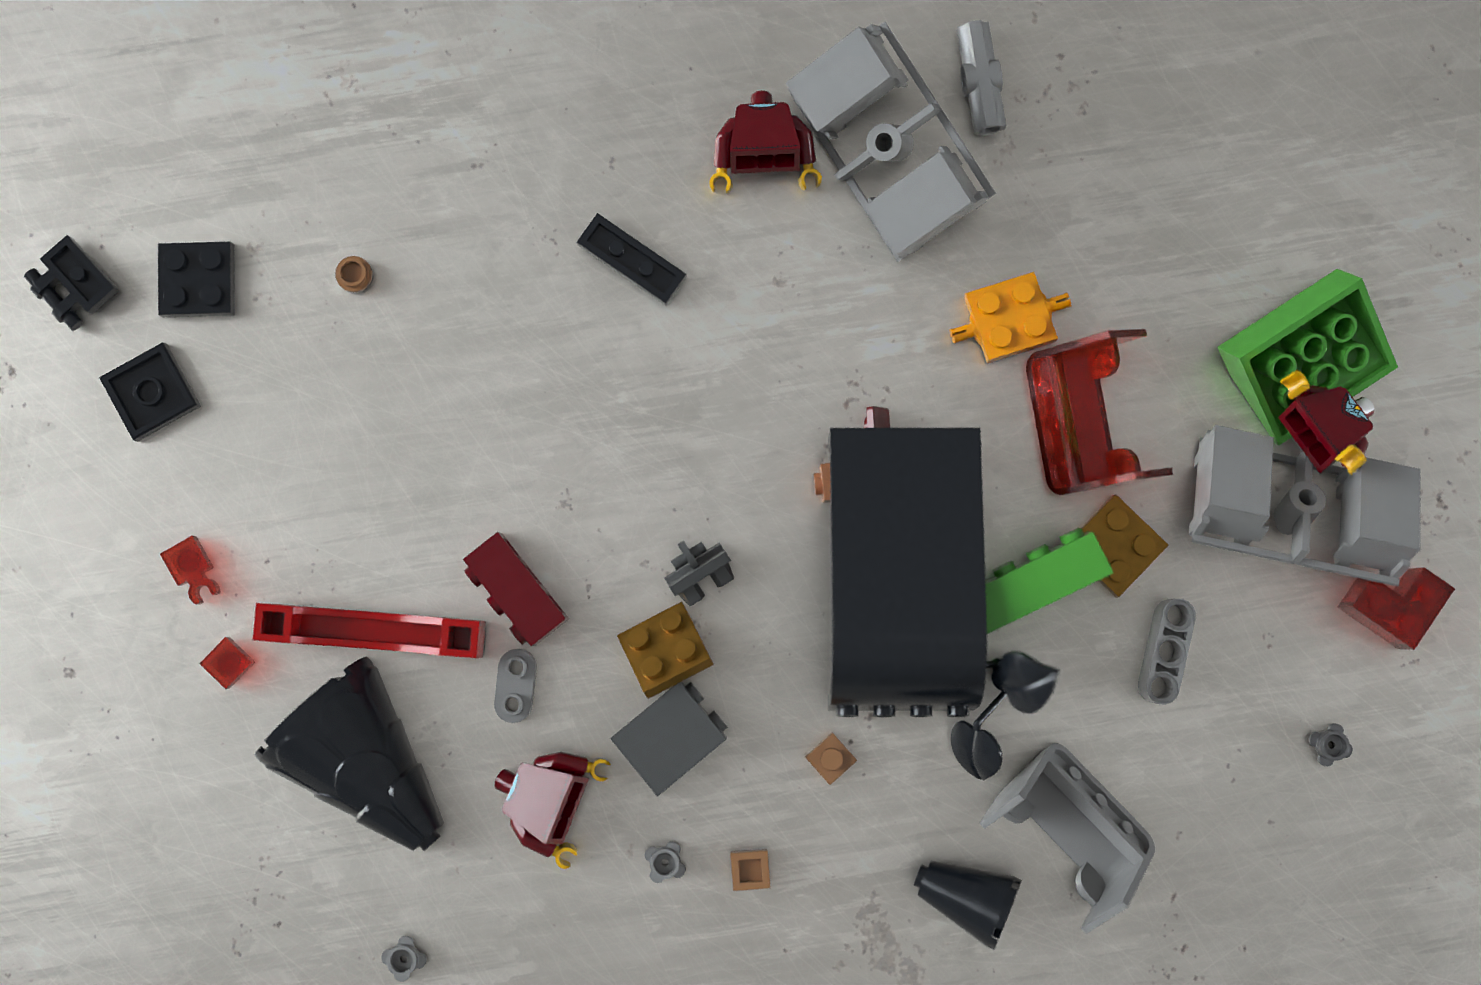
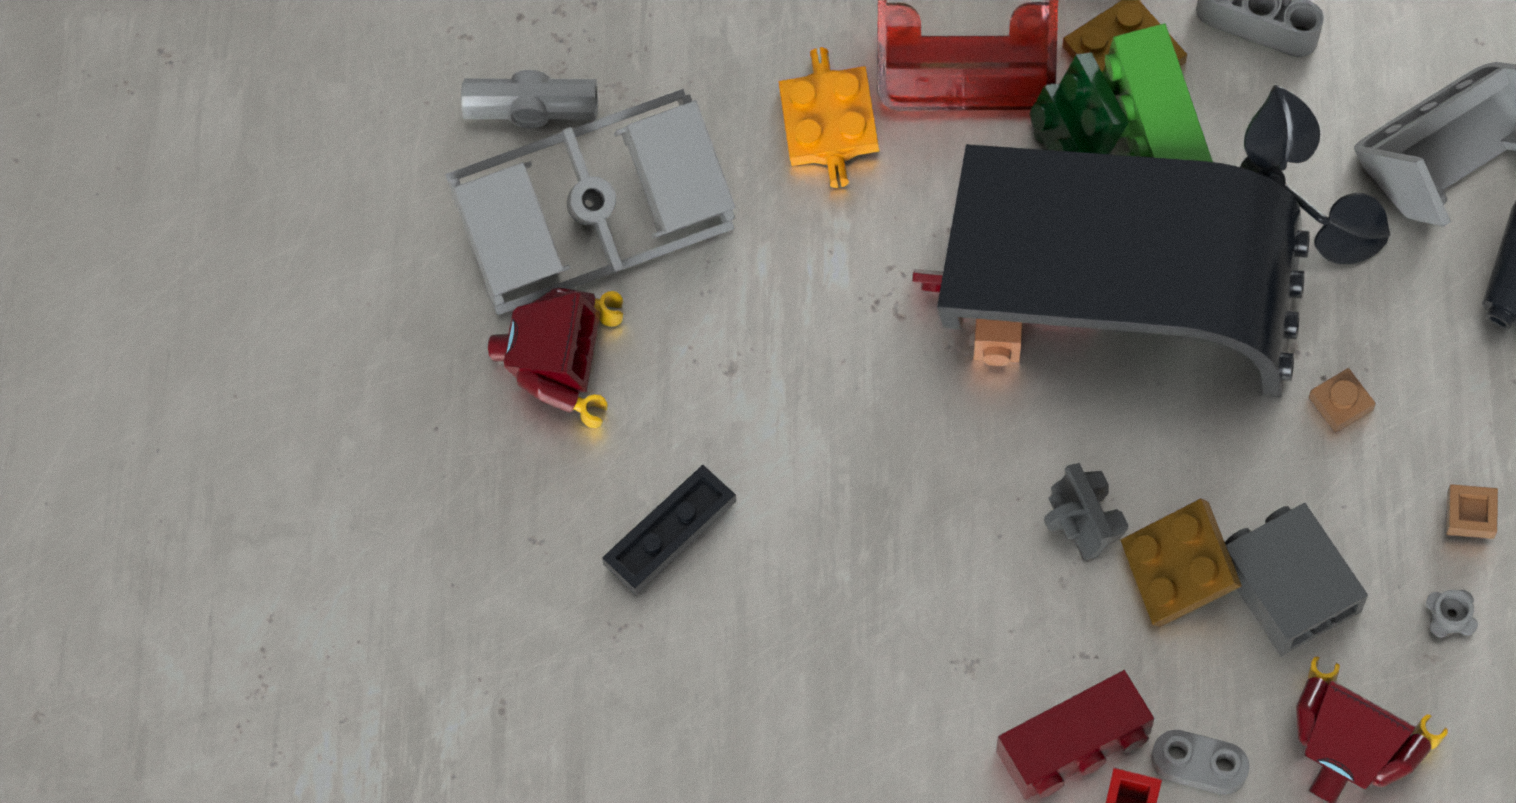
camera: 75 degrees left, 20 degrees down
(1031, 516) = (1079, 111): none -> dark green plate

